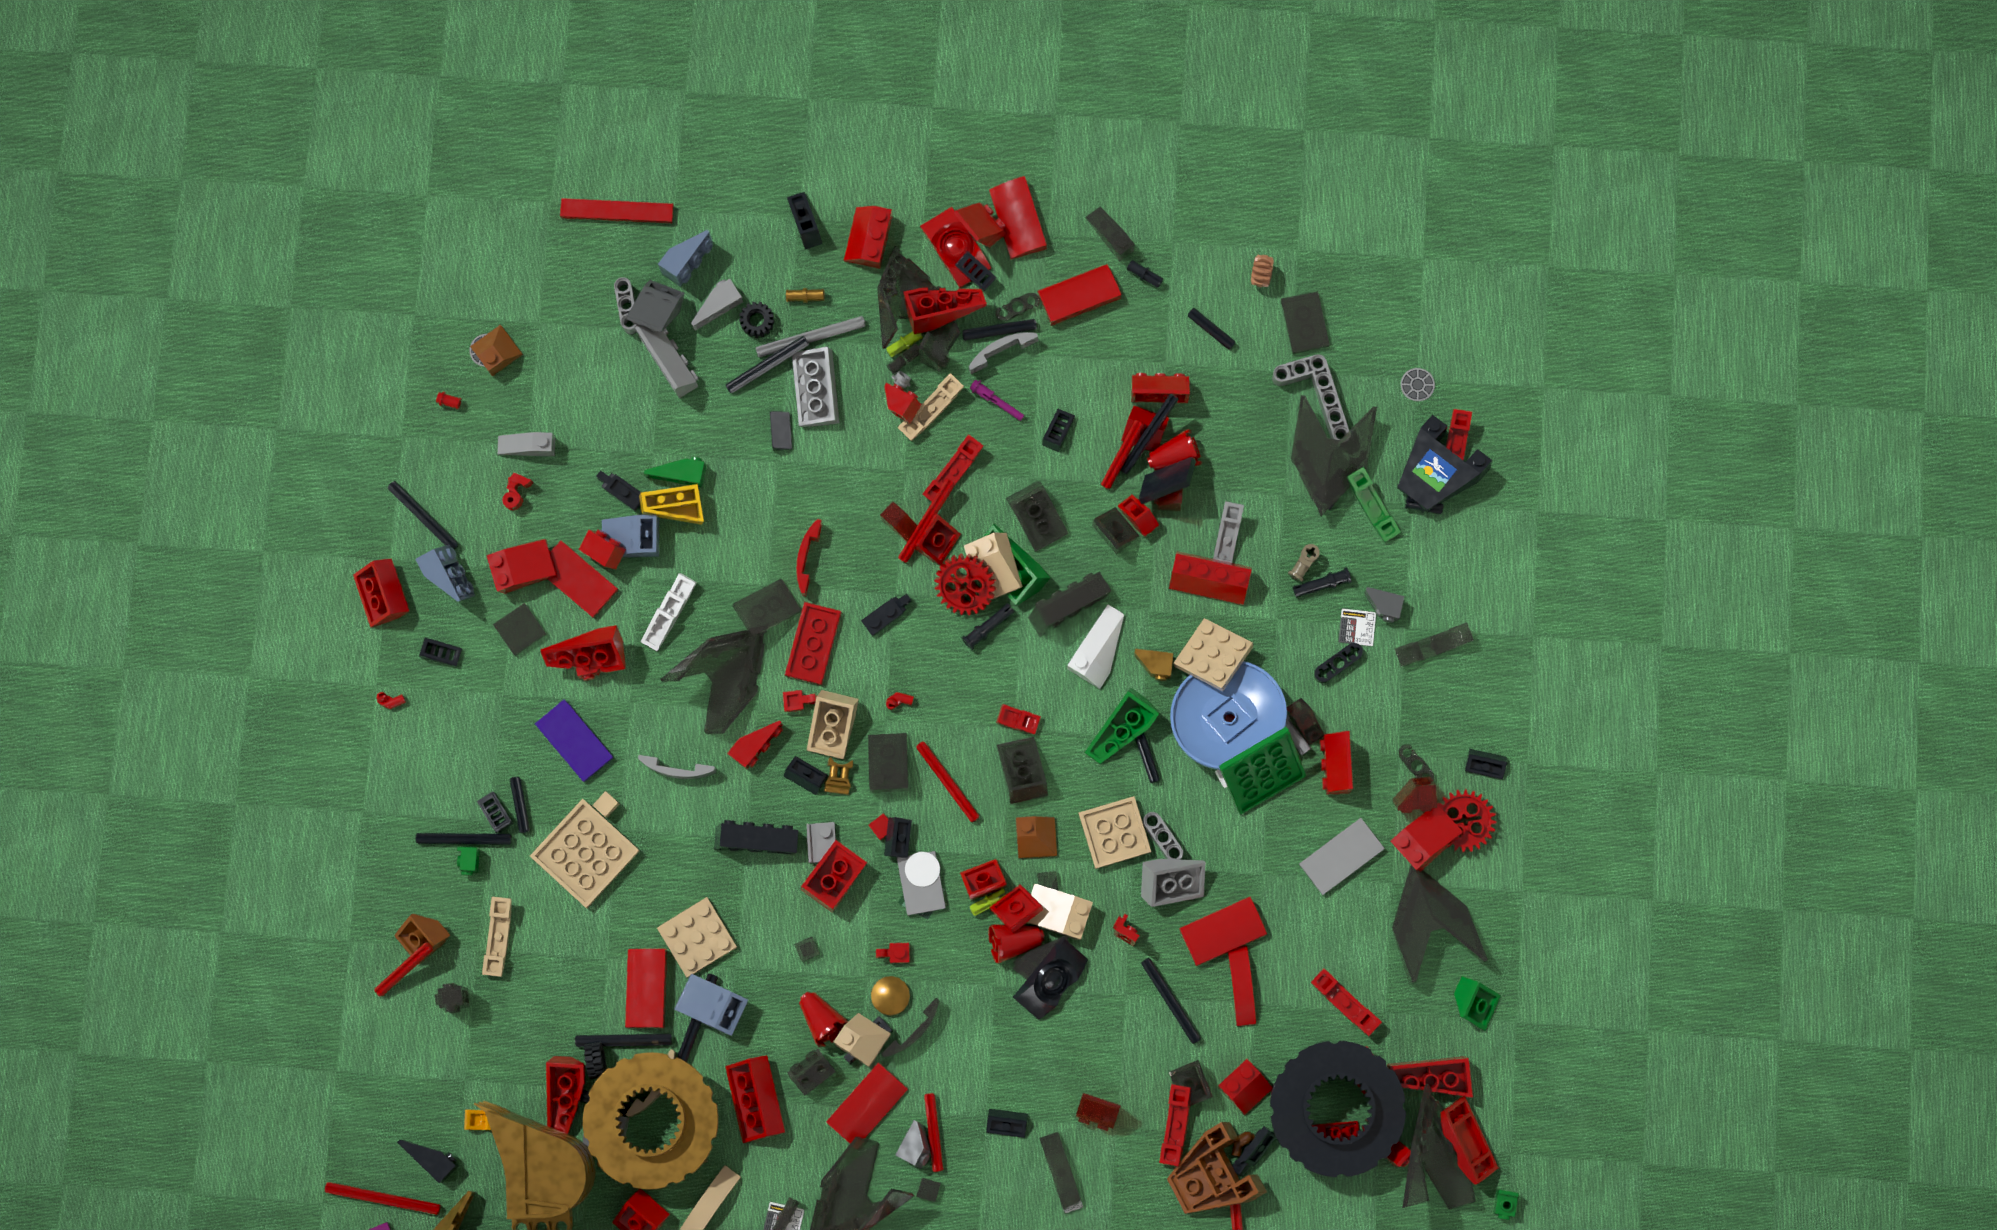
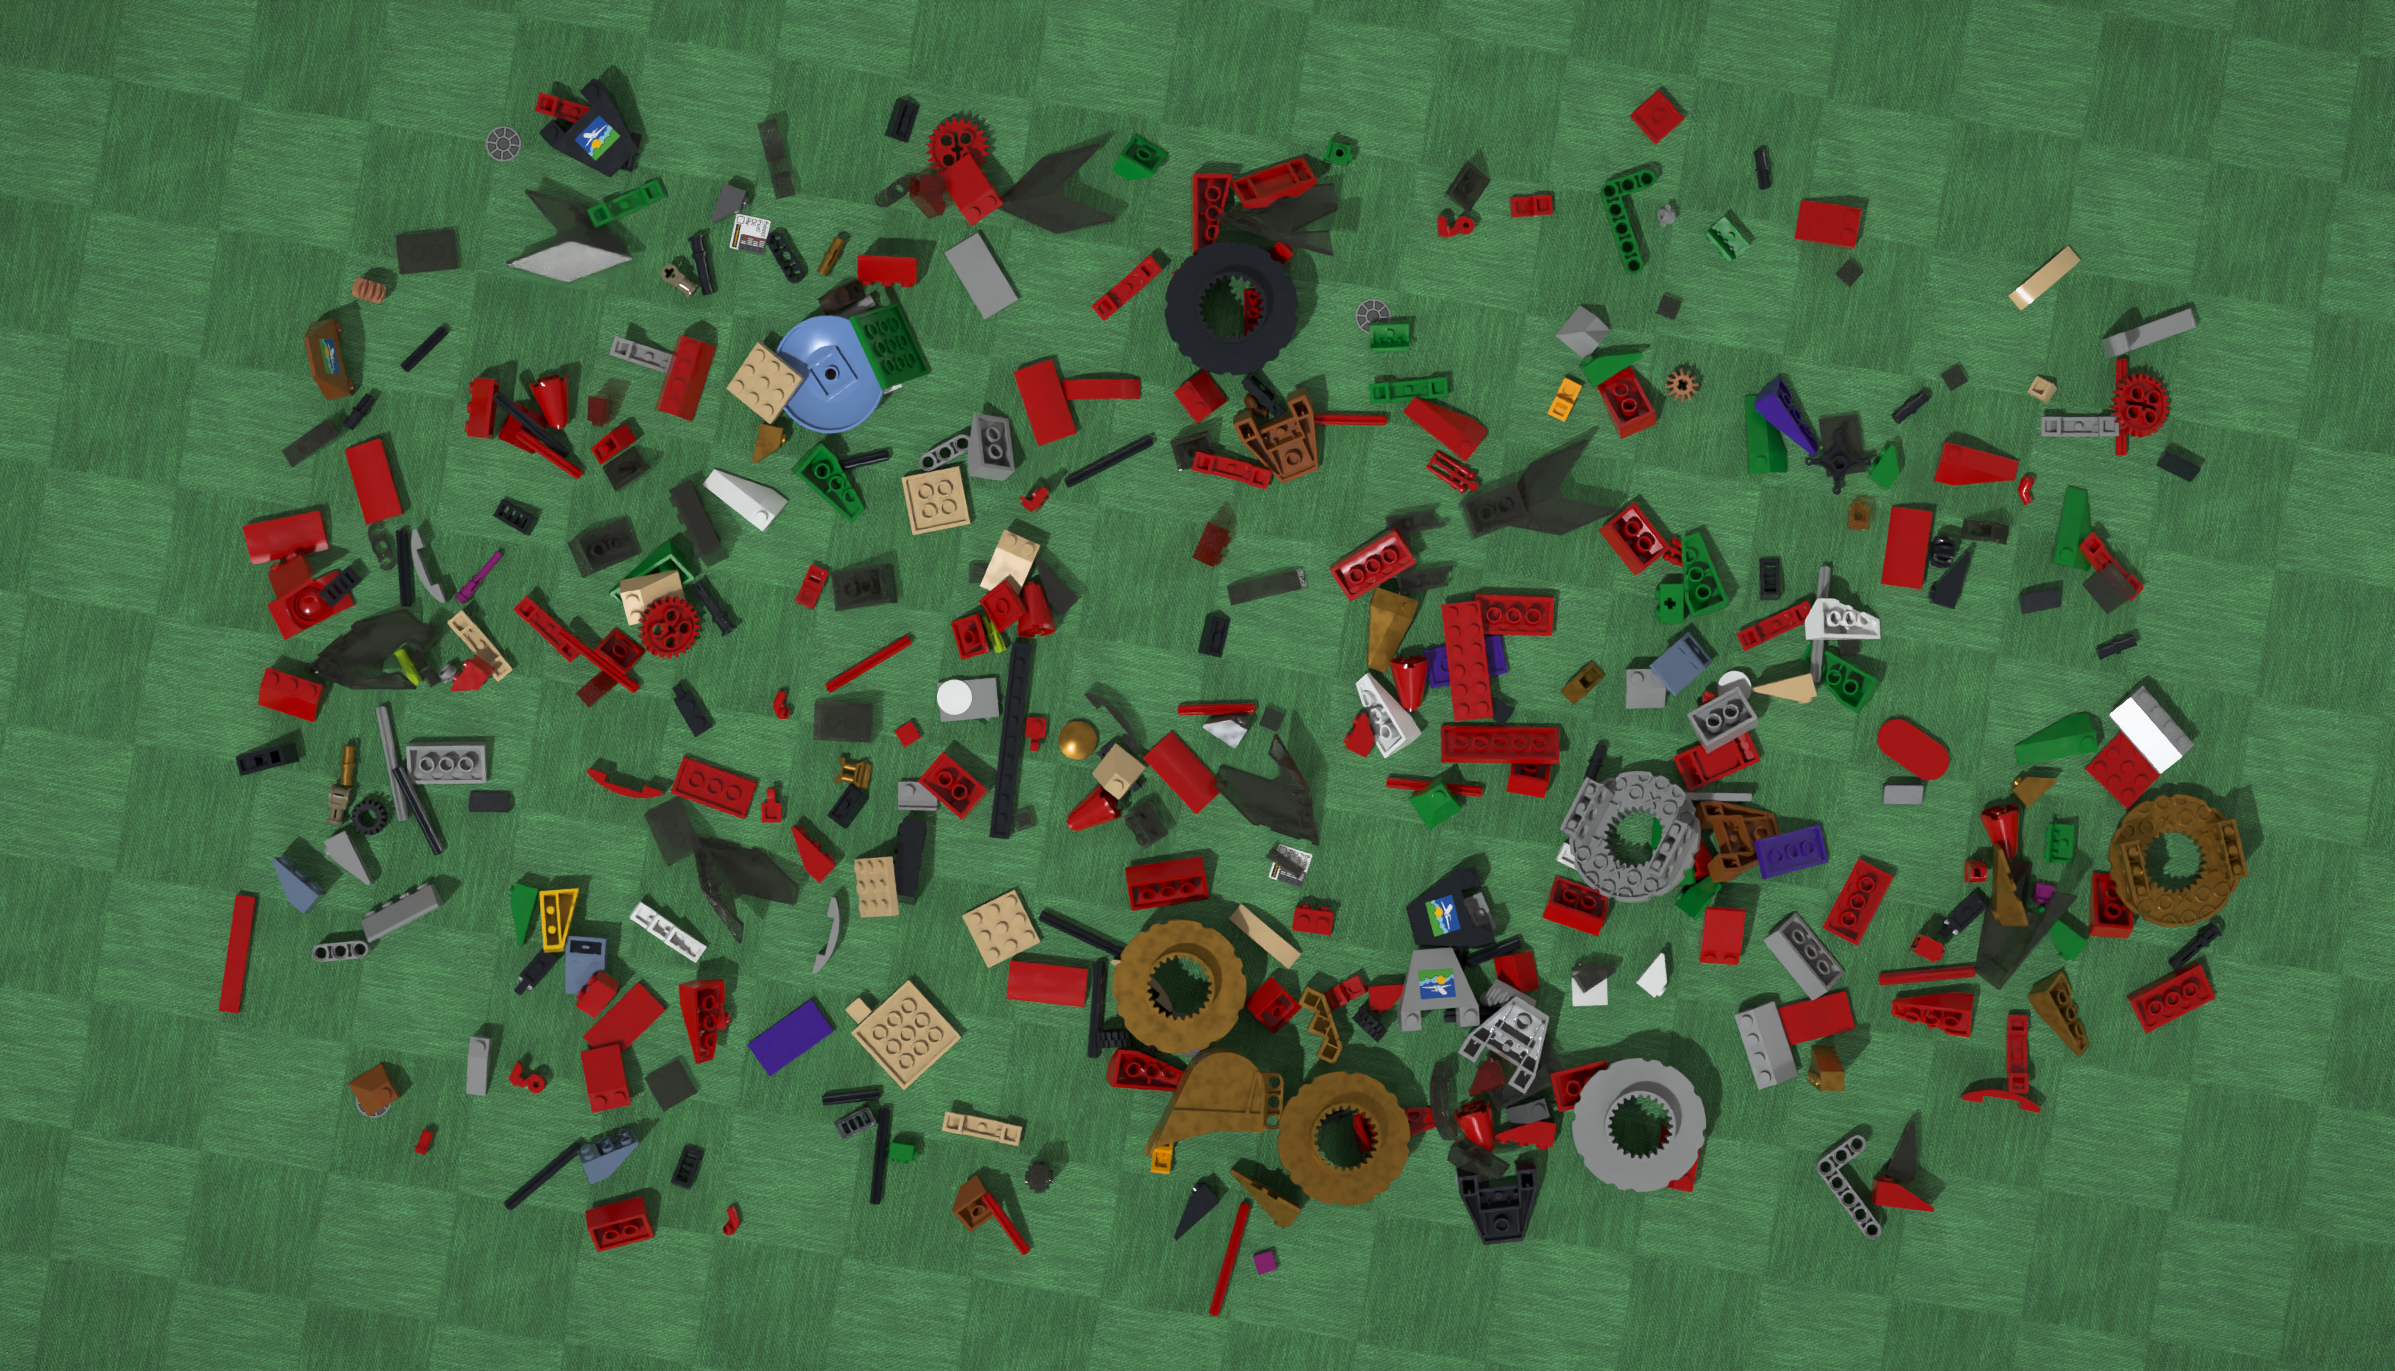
camera: 85 degrees left, 10 degrees up
(656, 306) = (347, 919): dark grey slope -> none
(711, 1004) = (1070, 918): sand blue slope -> none
(727, 809) = (876, 887): none -> tan plate
(767, 289) = (338, 803): none -> dark tan connector
(832, 724) = (799, 775): tan slope -> none
(884, 928) = (1010, 741): none -> black plate
(898, 837) = (920, 718): black slope -> none
(939, 307) = (376, 630): red wedge -> none
(1036, 837) = (933, 580): dark orange slope -> none
(1051, 978) = (1076, 578): black slope -> none
(1167, 480) = (581, 411): black tile -> none
(1190, 235) = (326, 359): none -> dark orange wedge
(1321, 391) = (502, 243): light grey beam -> none
(1344, 707) = (831, 256): none -> pearl gold pin

